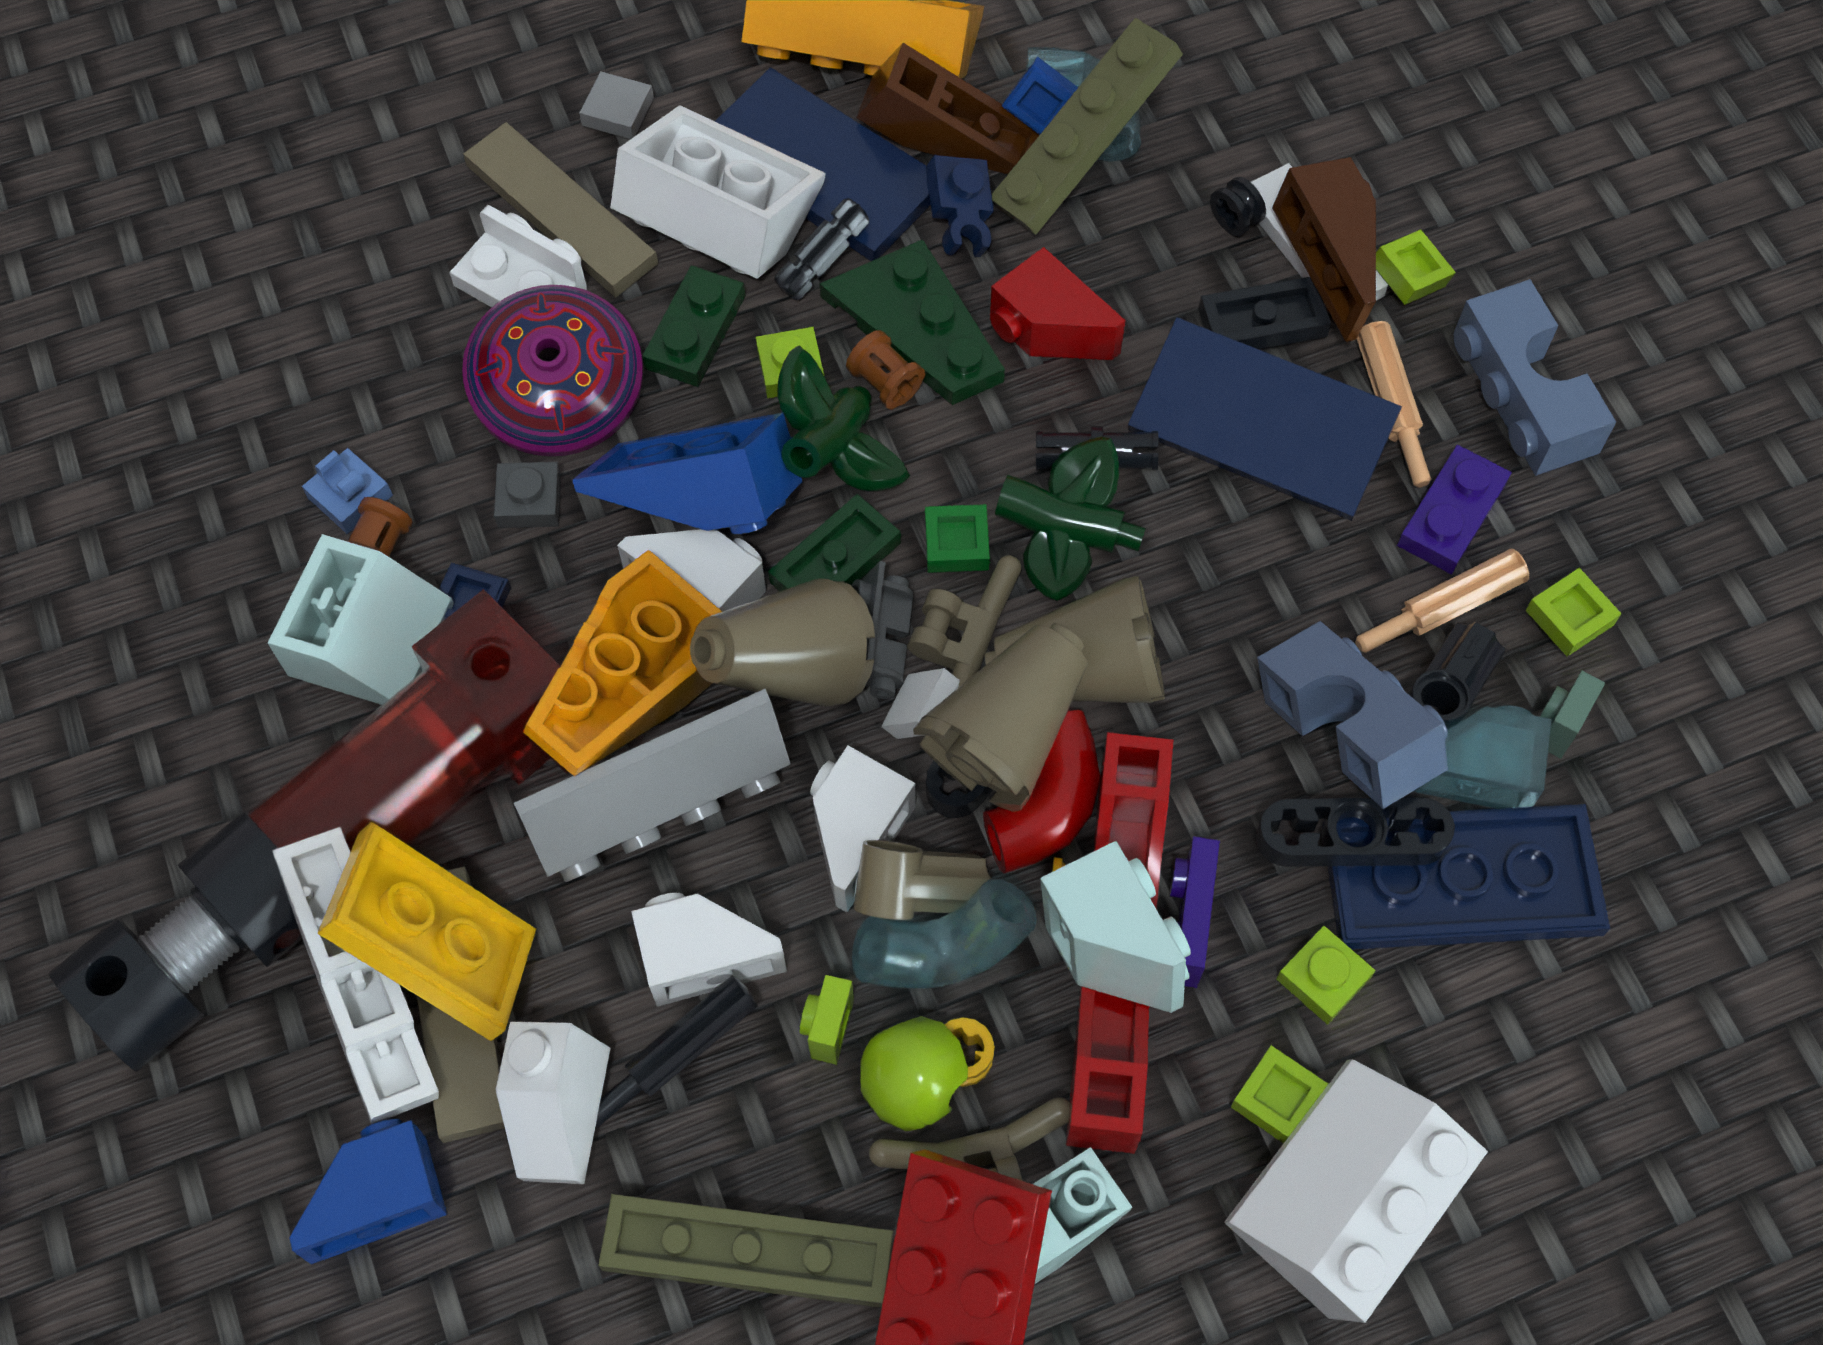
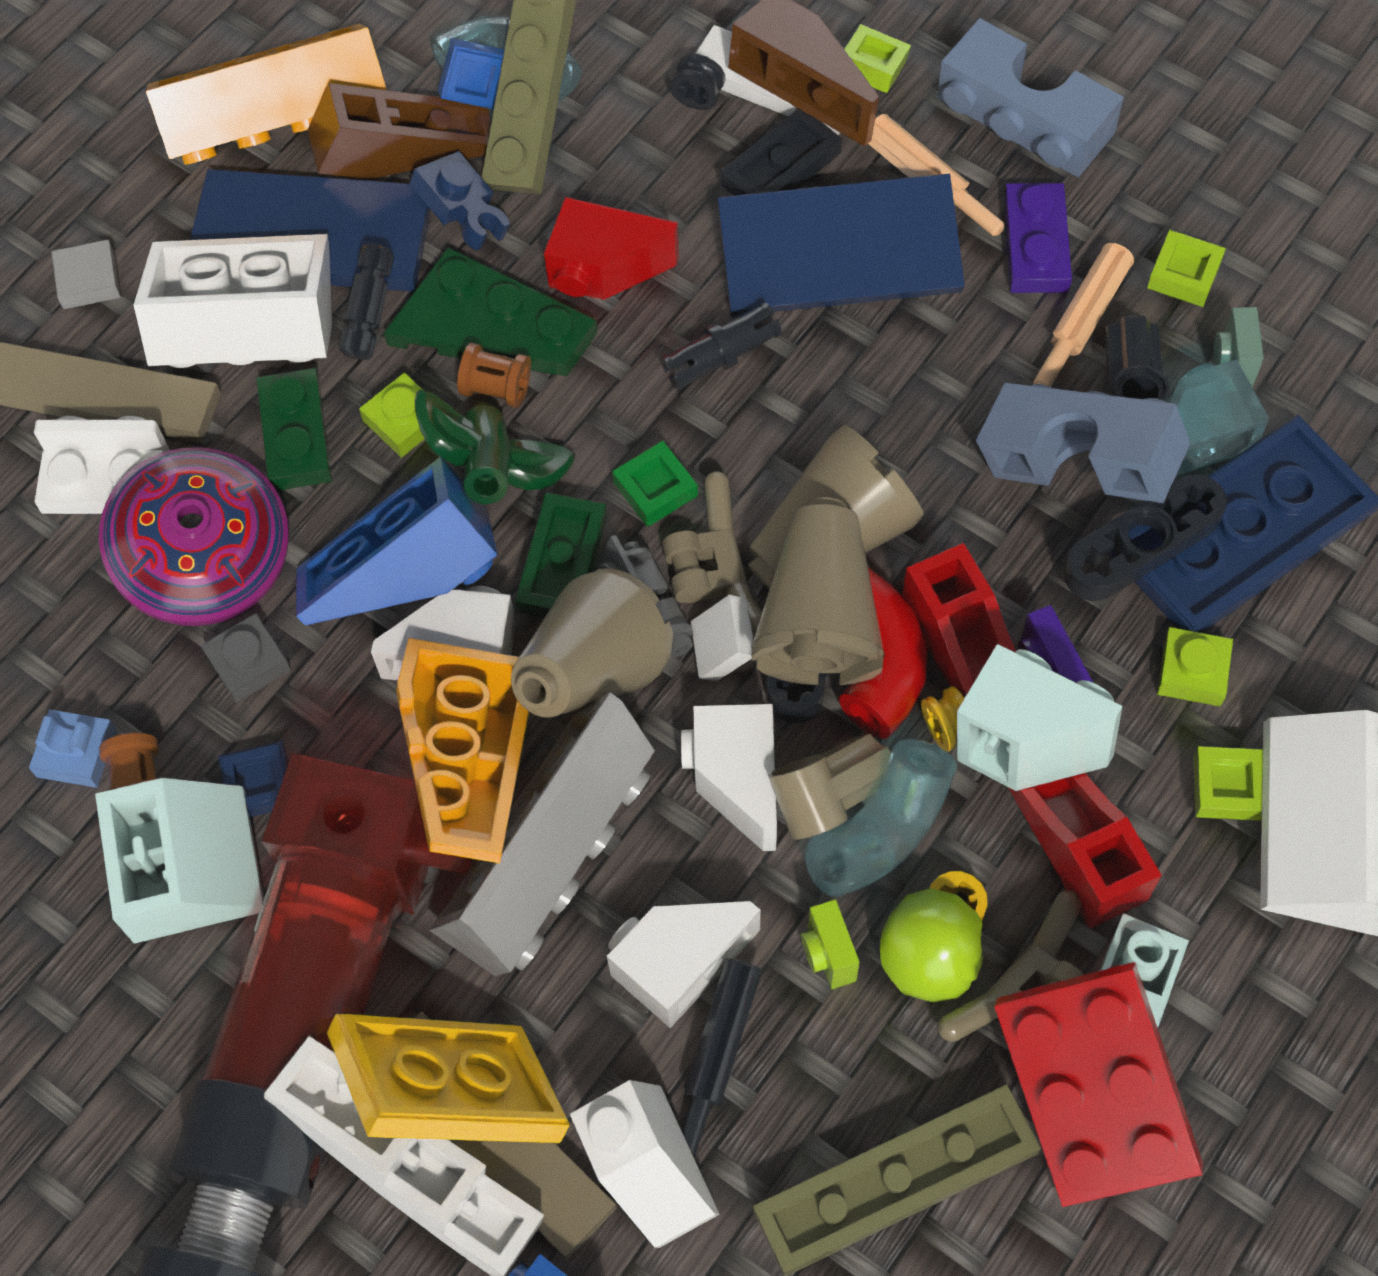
camera: 30 degrees left, 0 degrees up
(1069, 516) = (736, 413): dark green plant -> none

